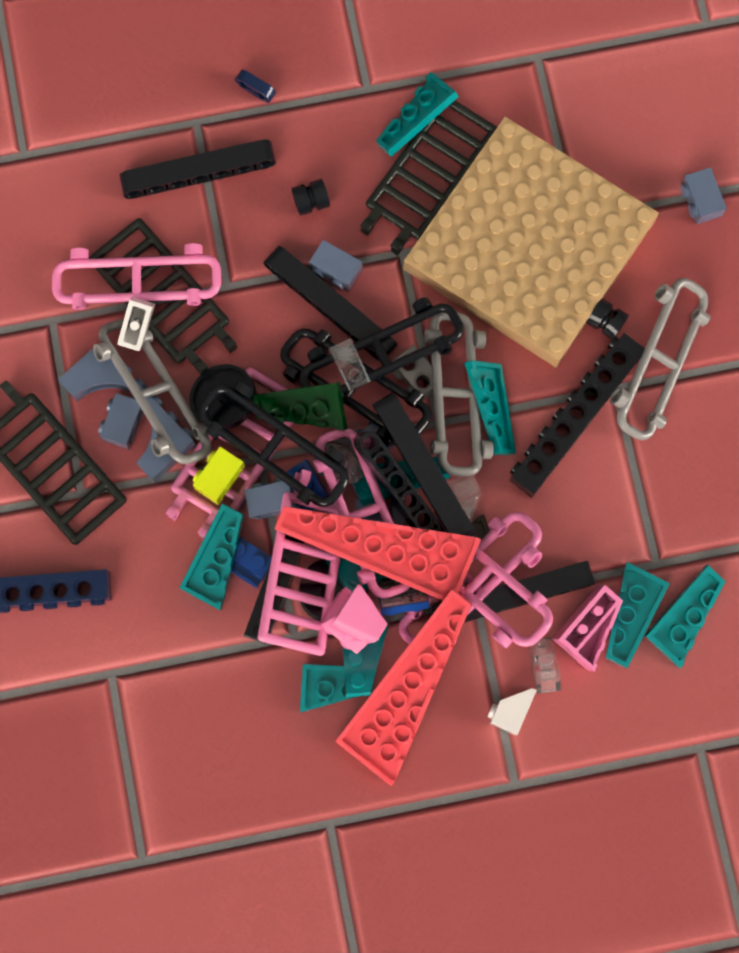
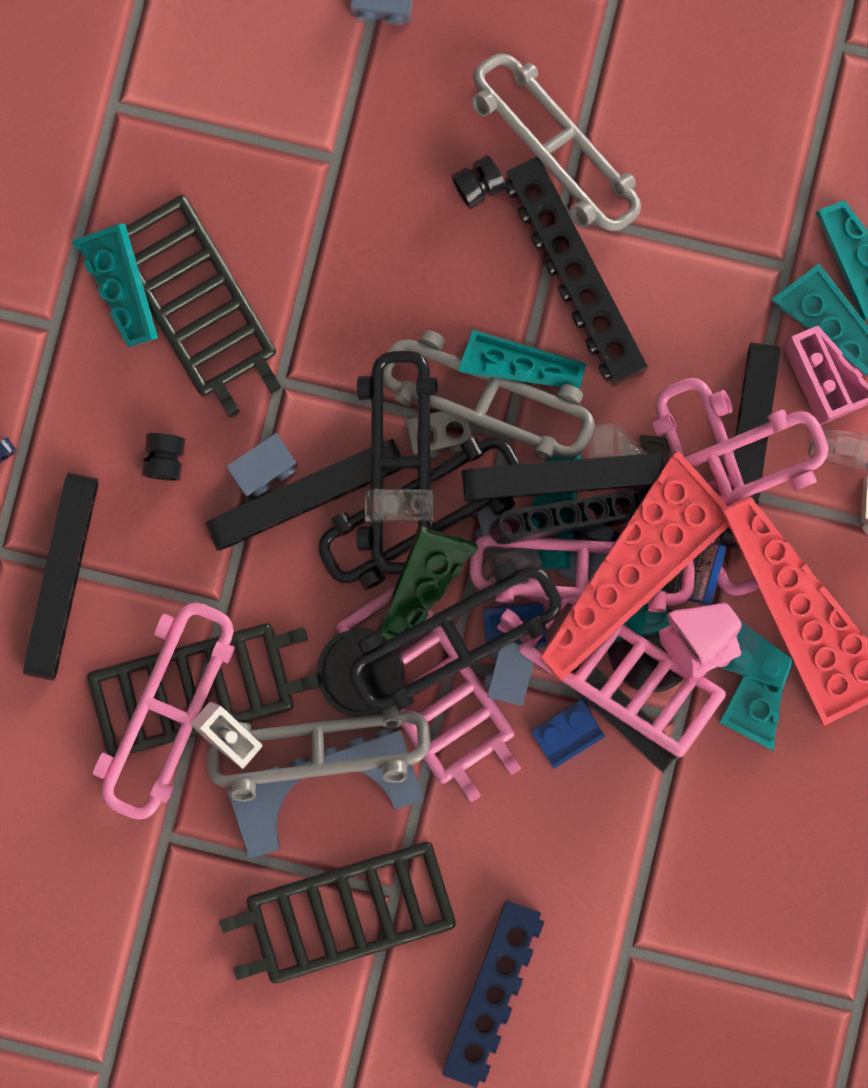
camera: 65 degrees left, 5 degrees up
(121, 421) = (332, 805): sand blue brick -> none
(214, 561) = (555, 772): teal wing -> none
(218, 475) = (457, 719): neon yellow brick -> none
(530, 241) = (342, 224): tan brick -> none

